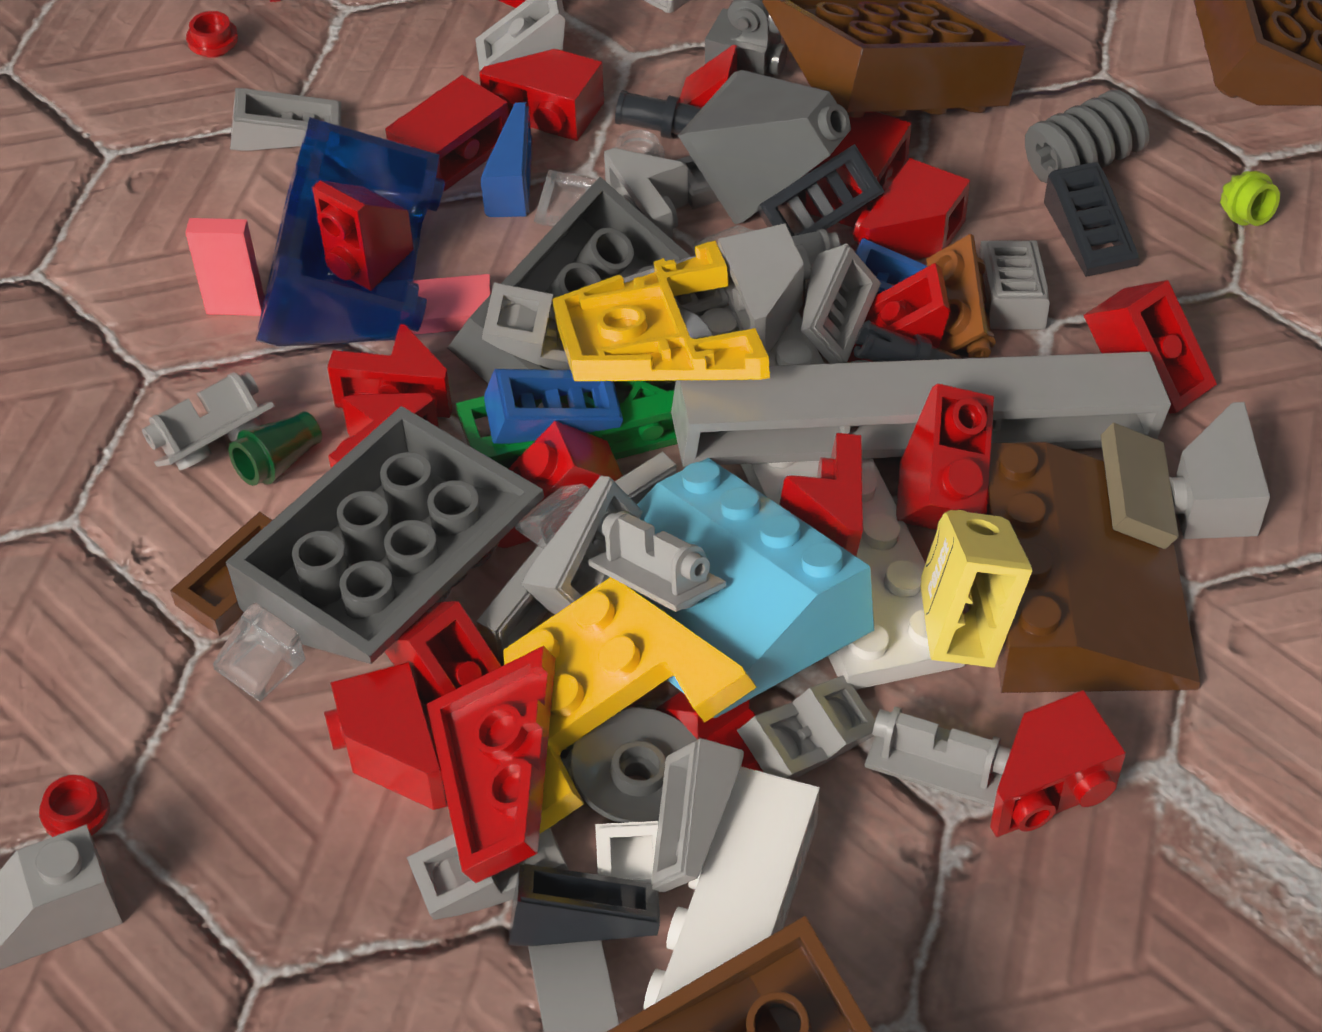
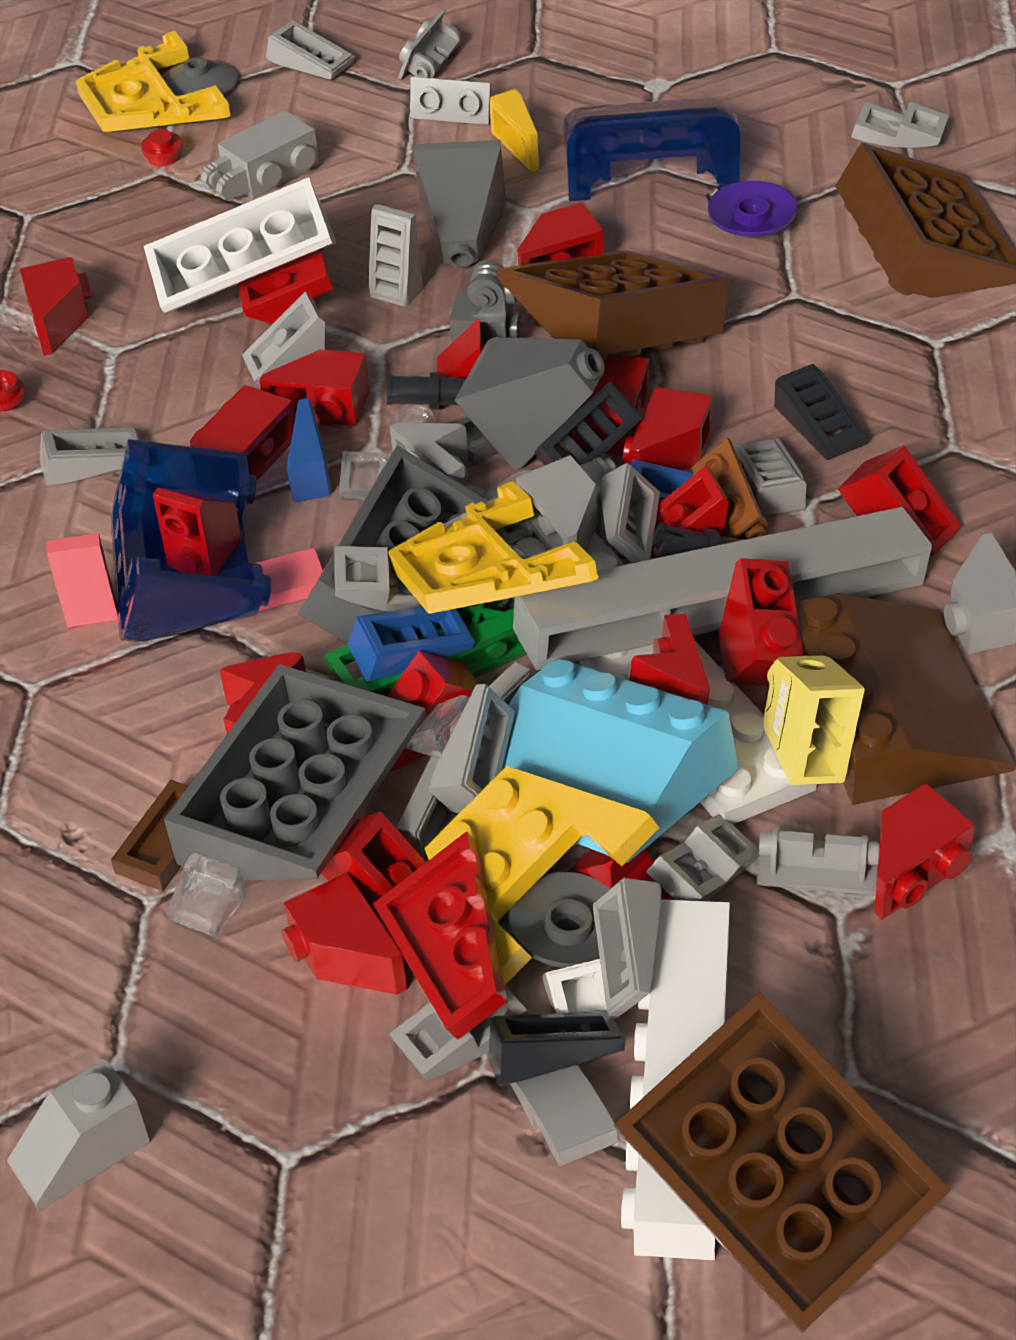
camera: 10 degrees left, 5 degrees down
(72, 804) = (77, 1050): red plate -> none
(186, 434) = (85, 728): light grey hinge -> none
(271, 448) = (163, 727): dark green cone -> none
(407, 370) = (269, 636): red slope -> none
(654, 563) = (560, 751): light grey hinge -> none
(1087, 133) = (803, 339): dark grey piece -> none
(1139, 486) = (923, 616): dark tan tile -> none
(1250, 198) = (947, 372): lime plate -> none

